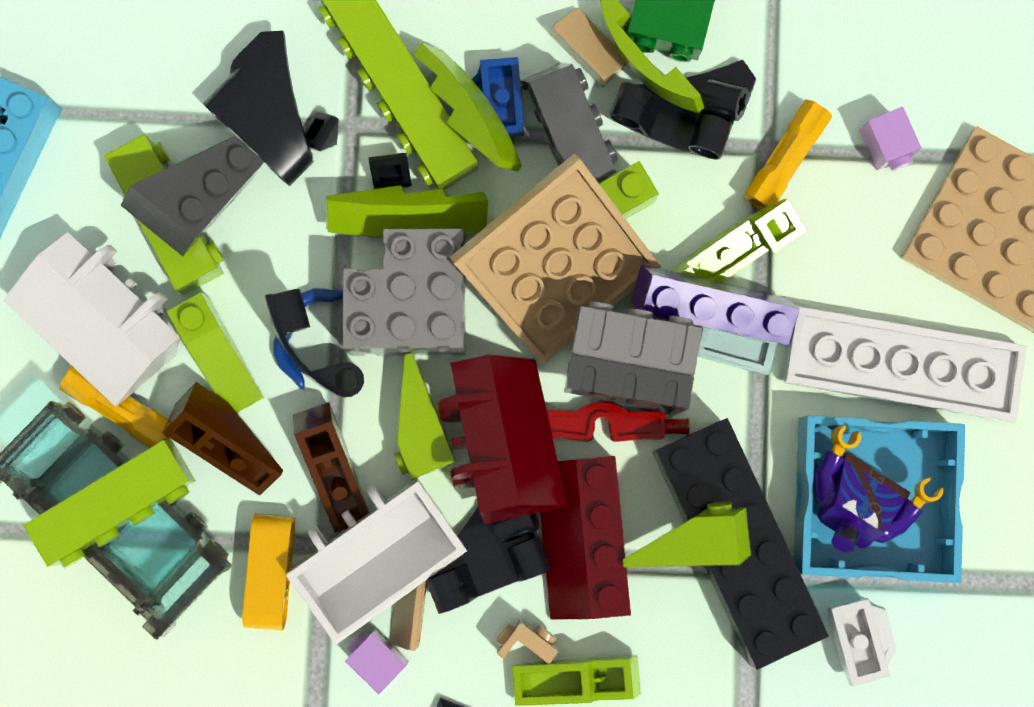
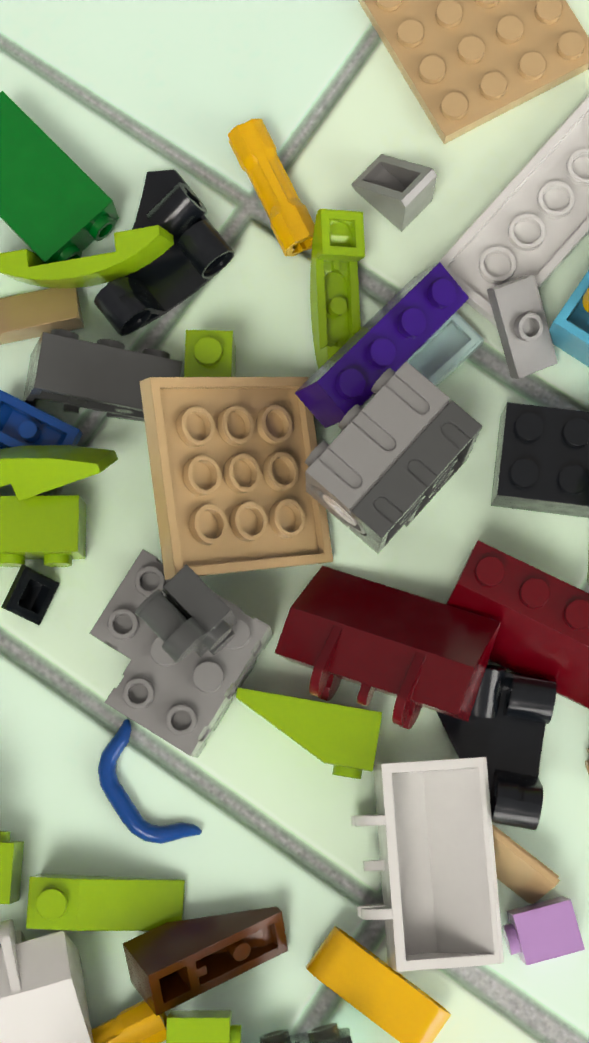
camera: 50 degrees left, 5 degrees down
(290, 316) = (116, 793): black panel -> none
(329, 464) = (301, 851): reddish brown slope -> none
(390, 208) = (63, 631): lime slope -> none
(428, 290) = (188, 616): none -> dark grey hinge
(622, 424) = (444, 517): red piece -> none
(793, 396) = (522, 326): none -> light grey plate
(842, 244) = (397, 188): none -> light grey slope
(890, 139) = (321, 79): lavender brick -> none

